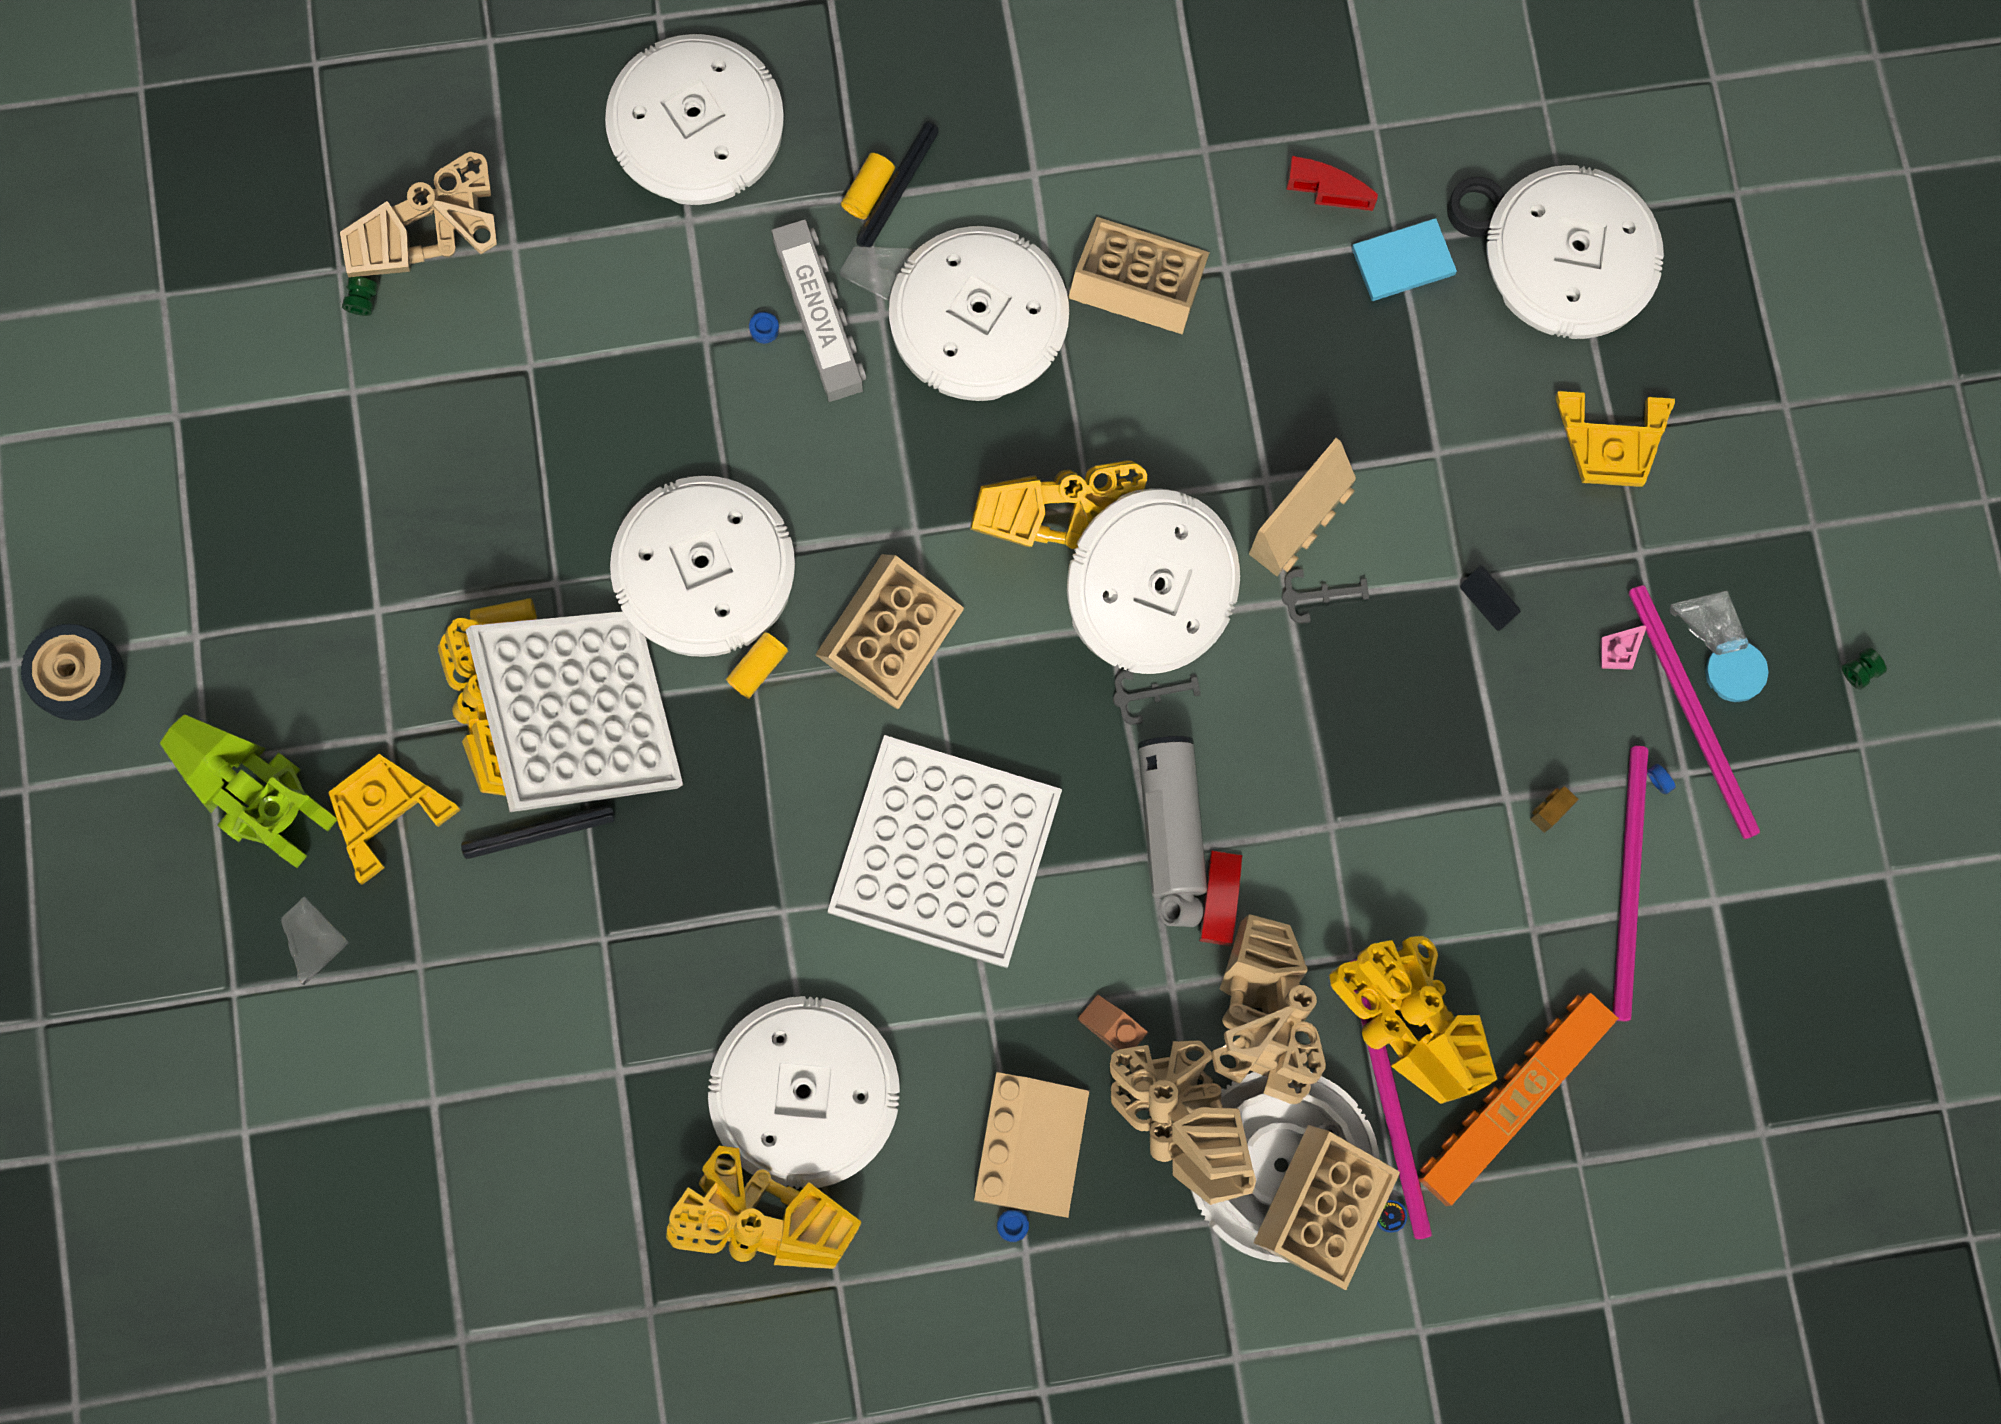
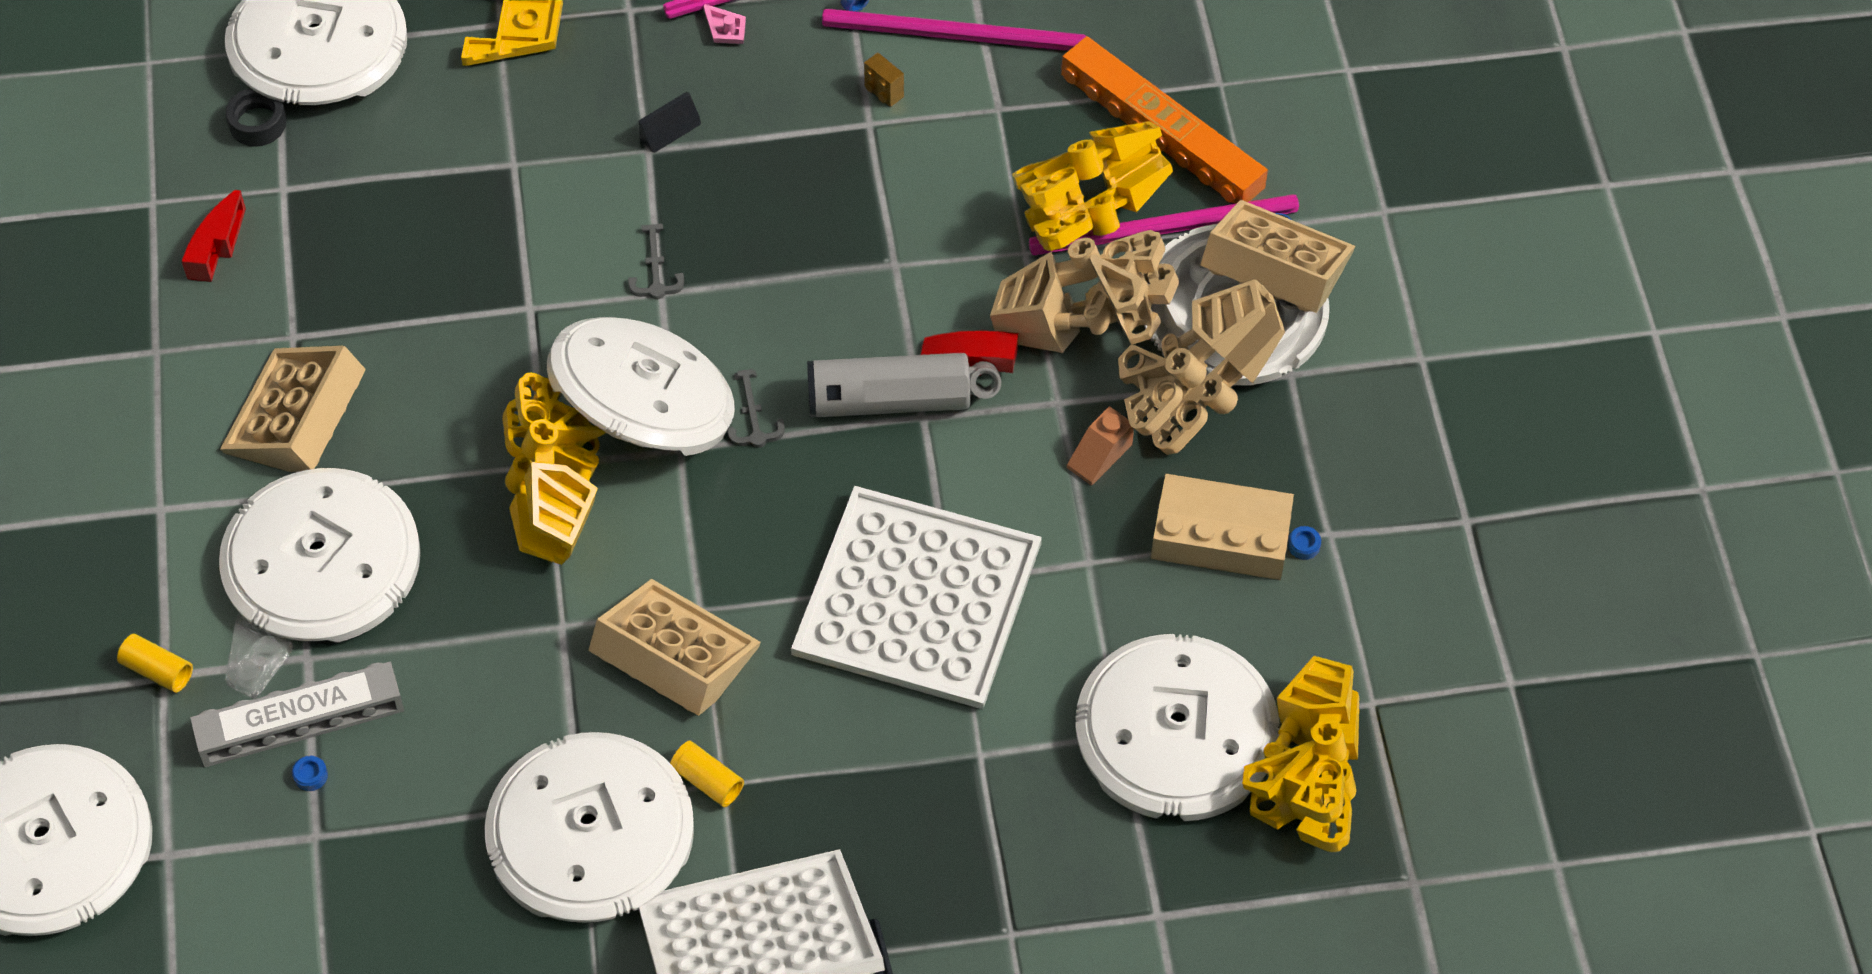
camera: 85 degrees left, 20 degrees down
(897, 185) = (134, 624): black axle -> none
(1305, 510) = (568, 265): tan slope -> none
(1404, 259) = (304, 181): medium azure tile -> none

